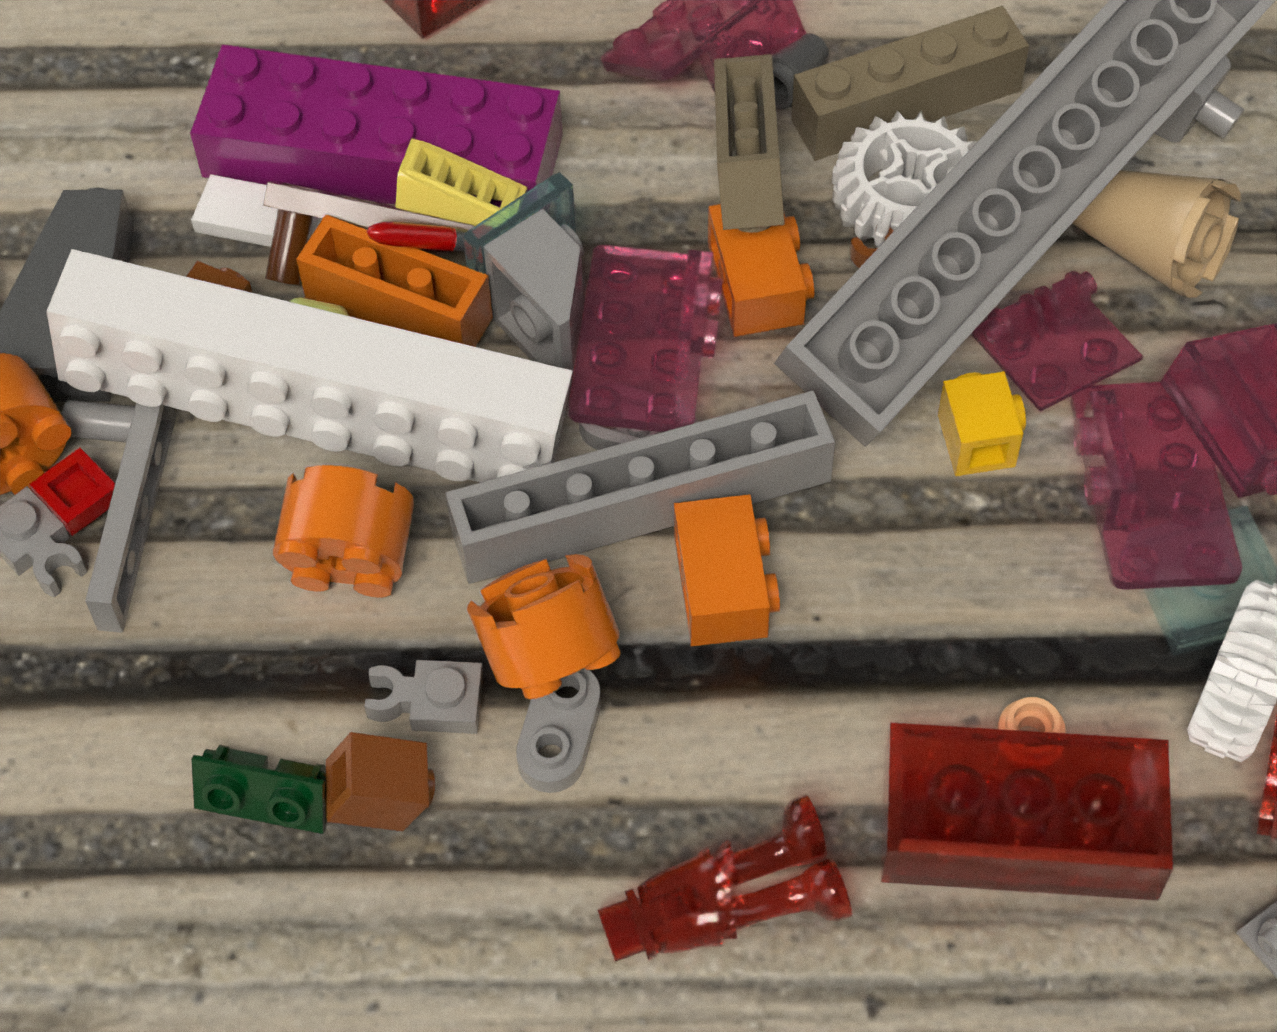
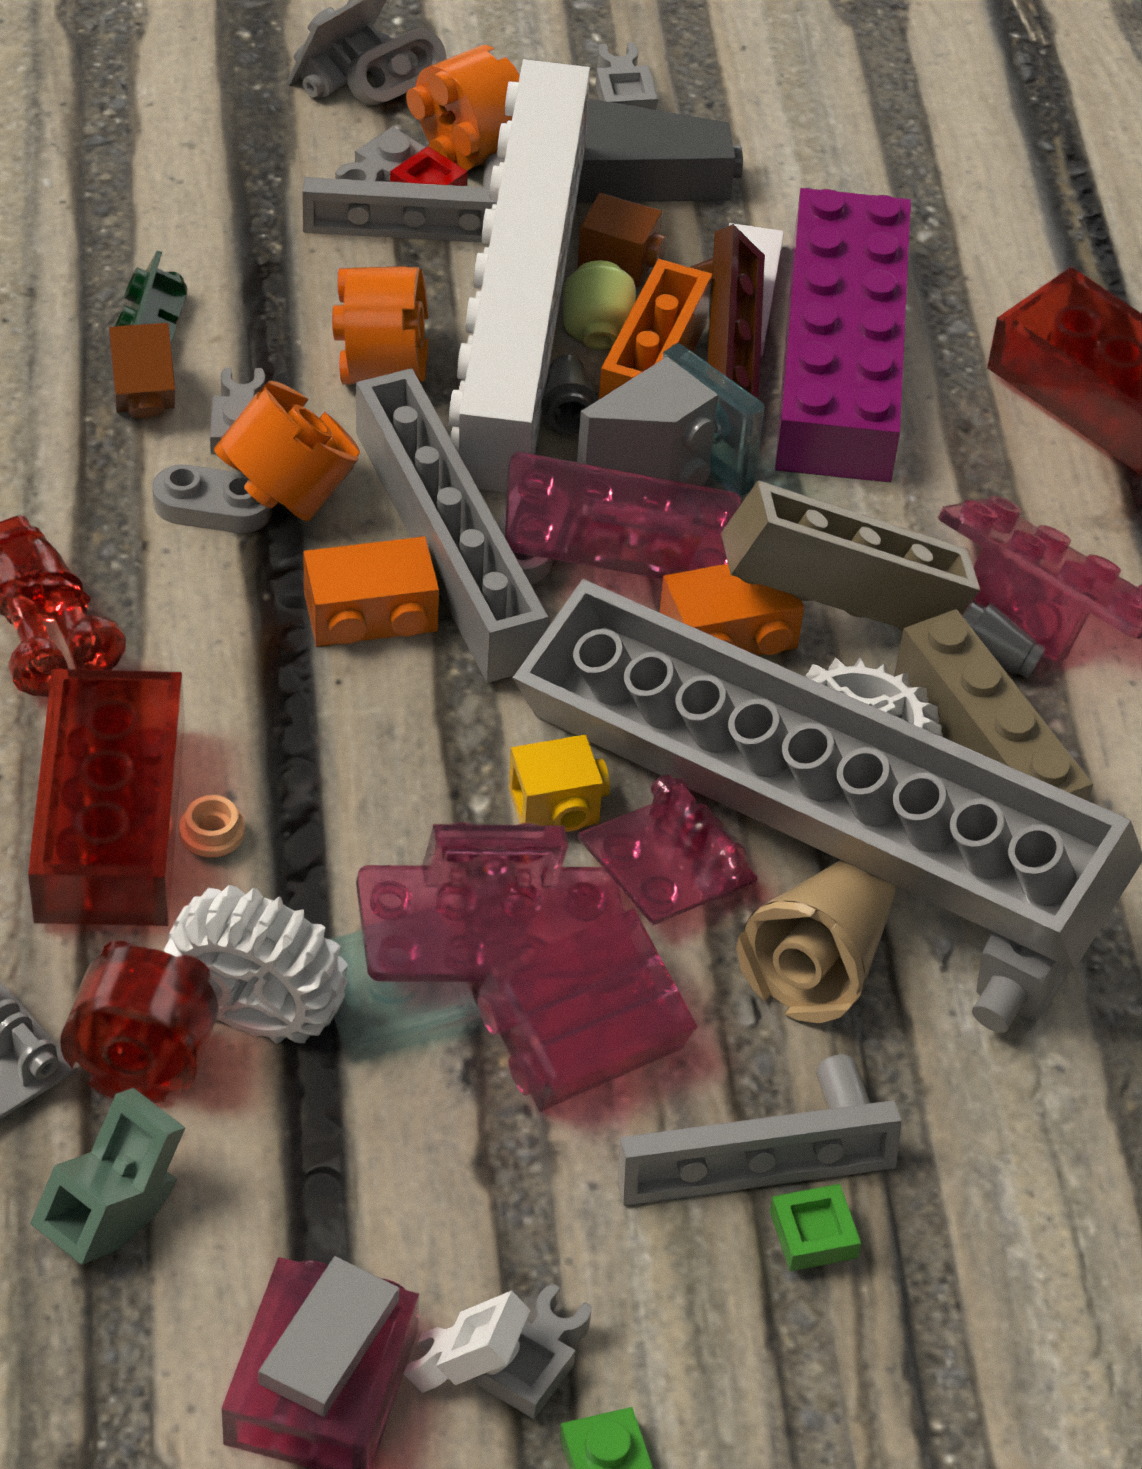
camera: 80 degrees right, 10 degrees down
(417, 236) = (686, 320): red piece -> none
(441, 185) = (770, 328): light yellow slope -> none

